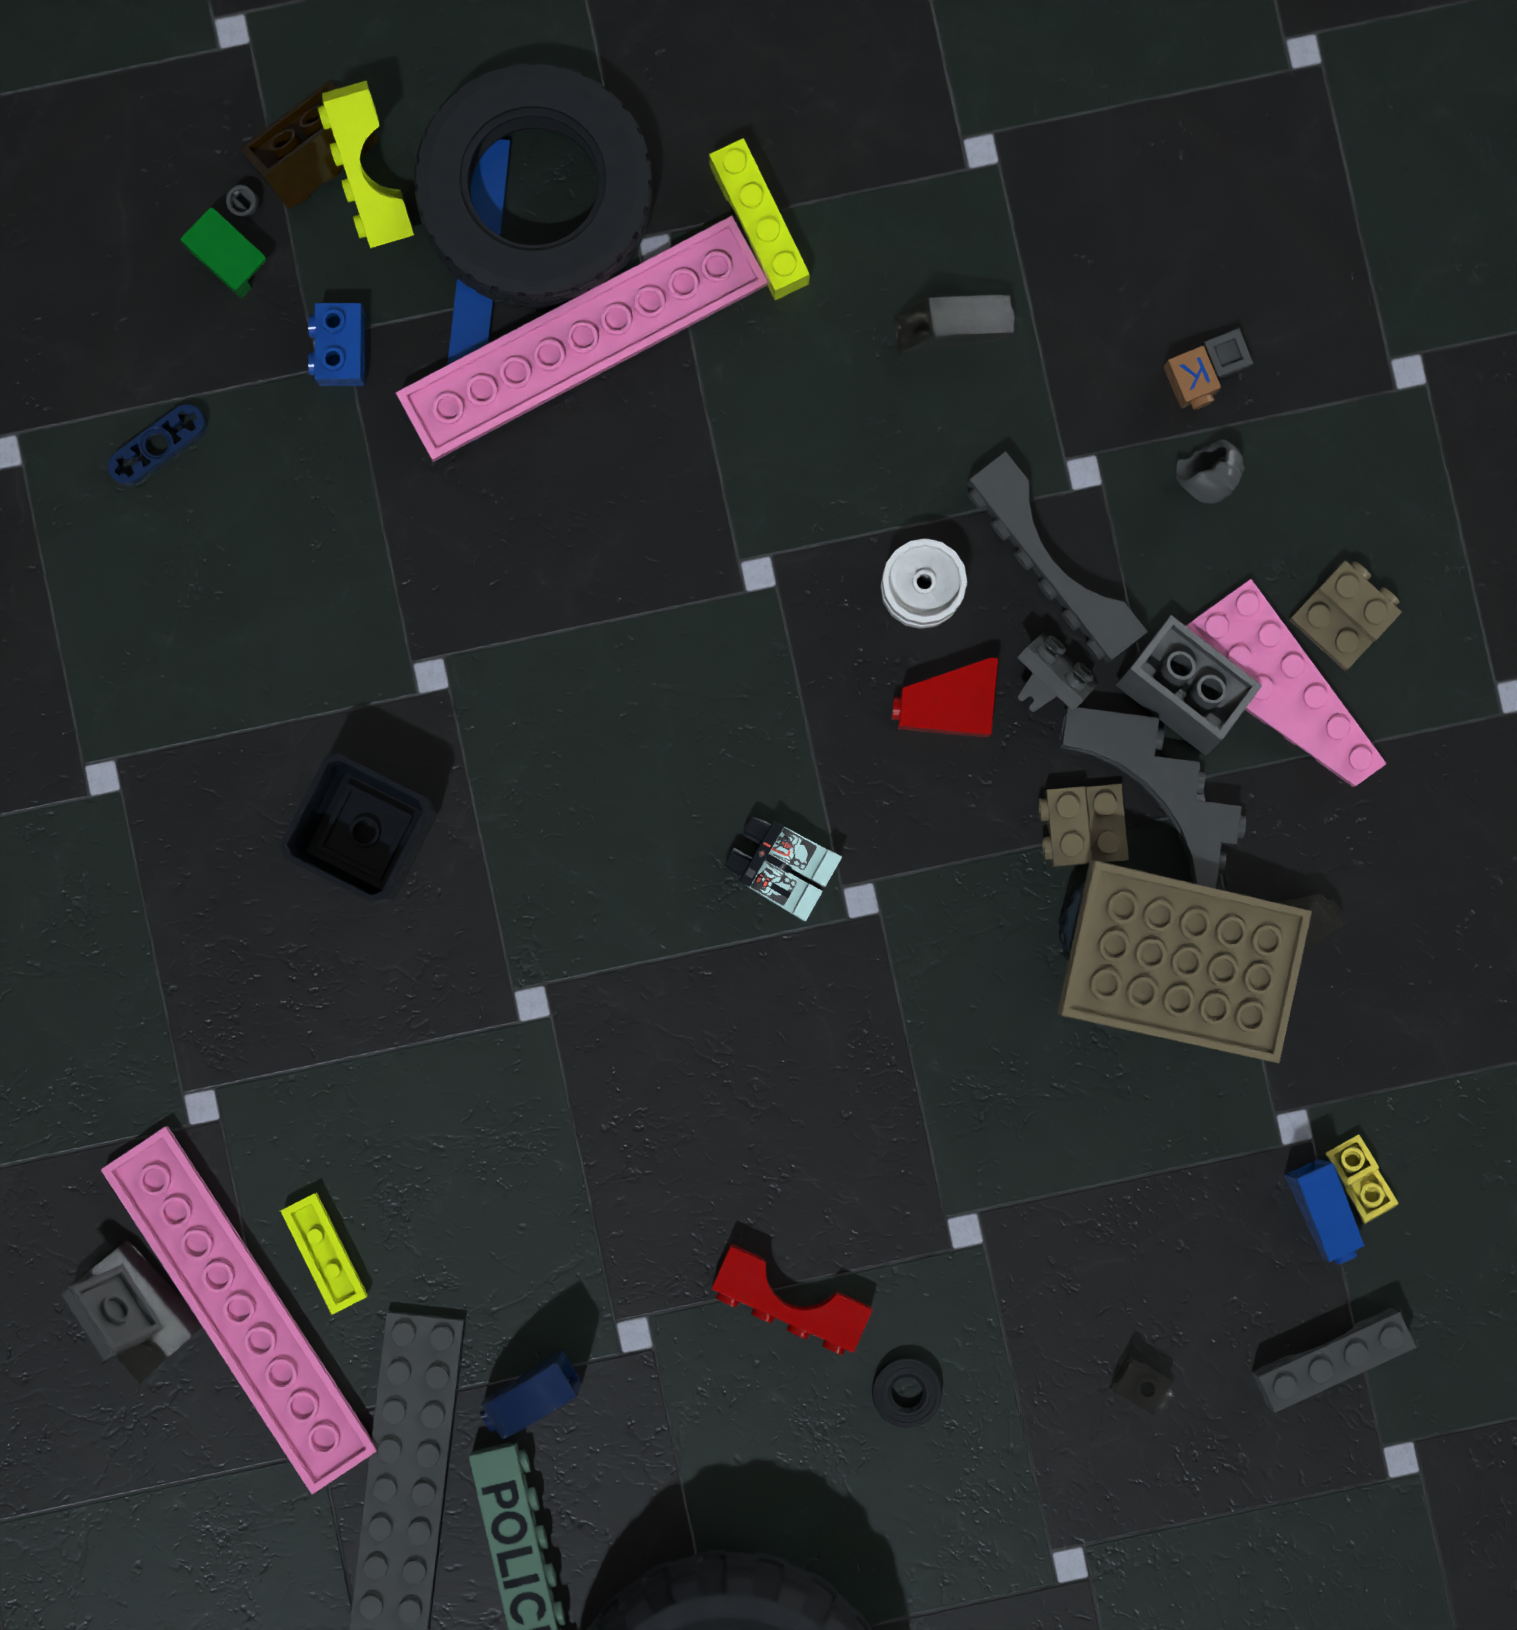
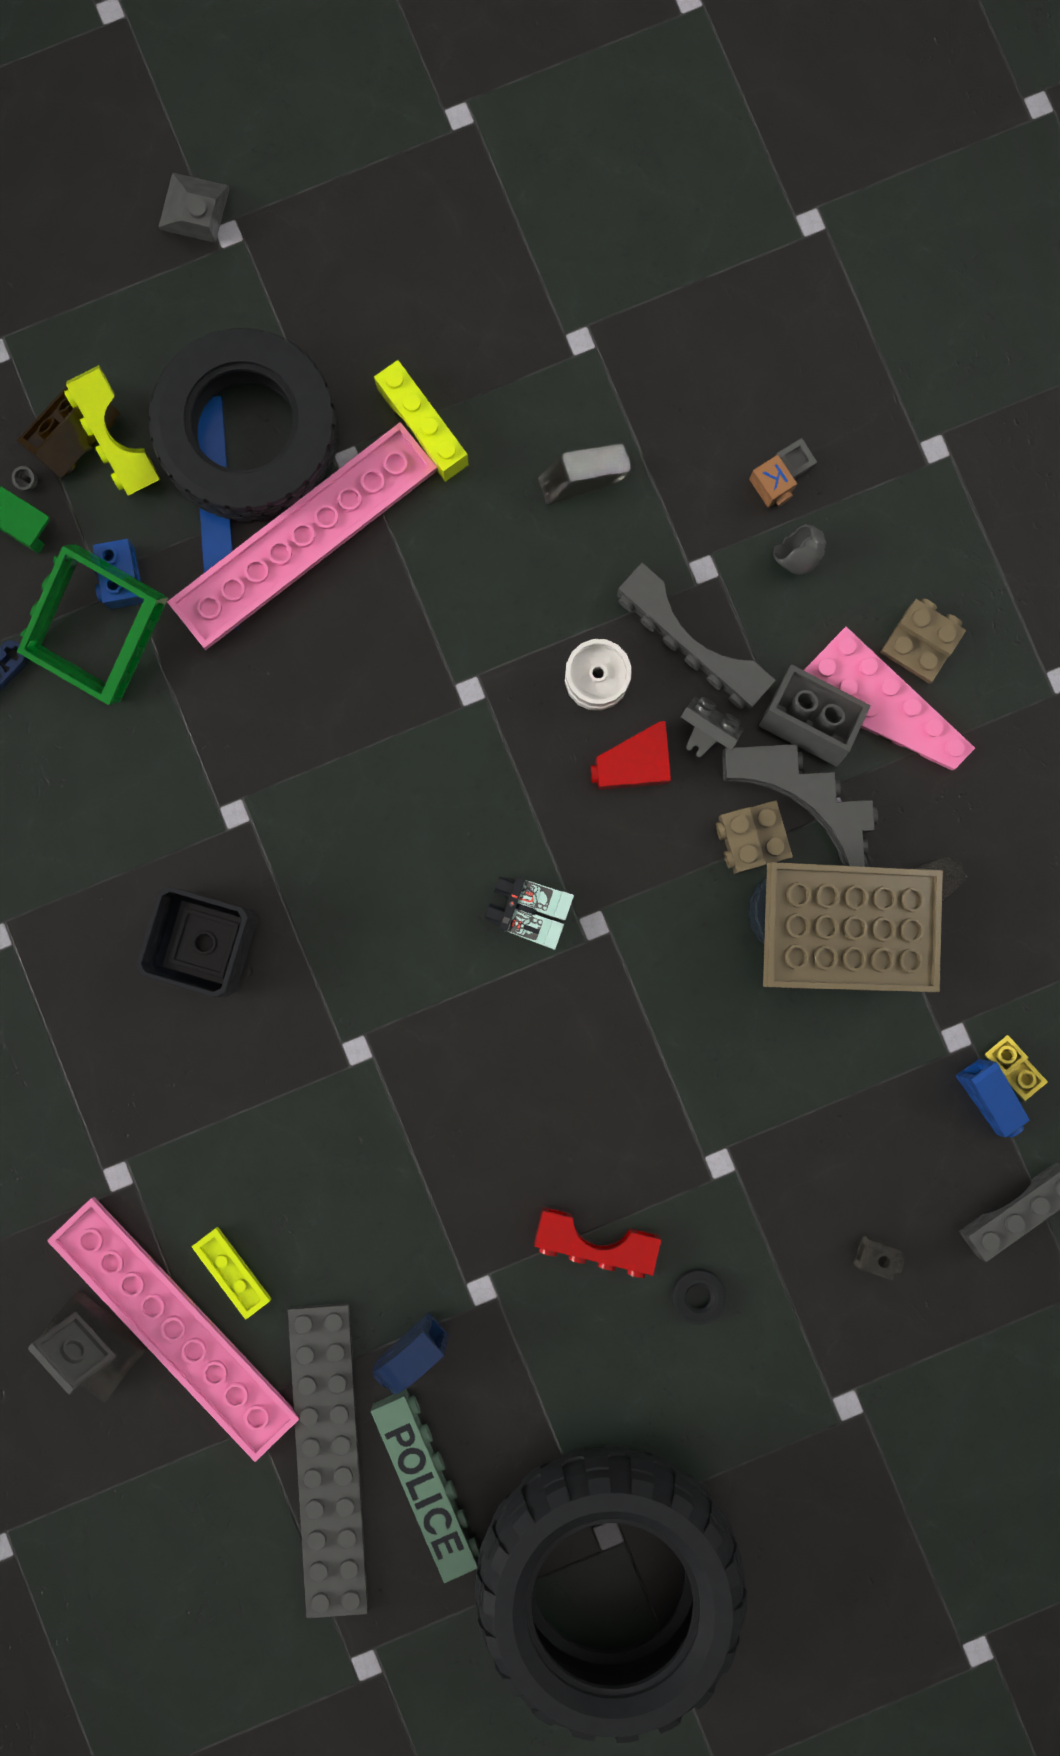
camera: 10 degrees left, 0 degrees up
(237, 377) = (135, 643): none -> green window

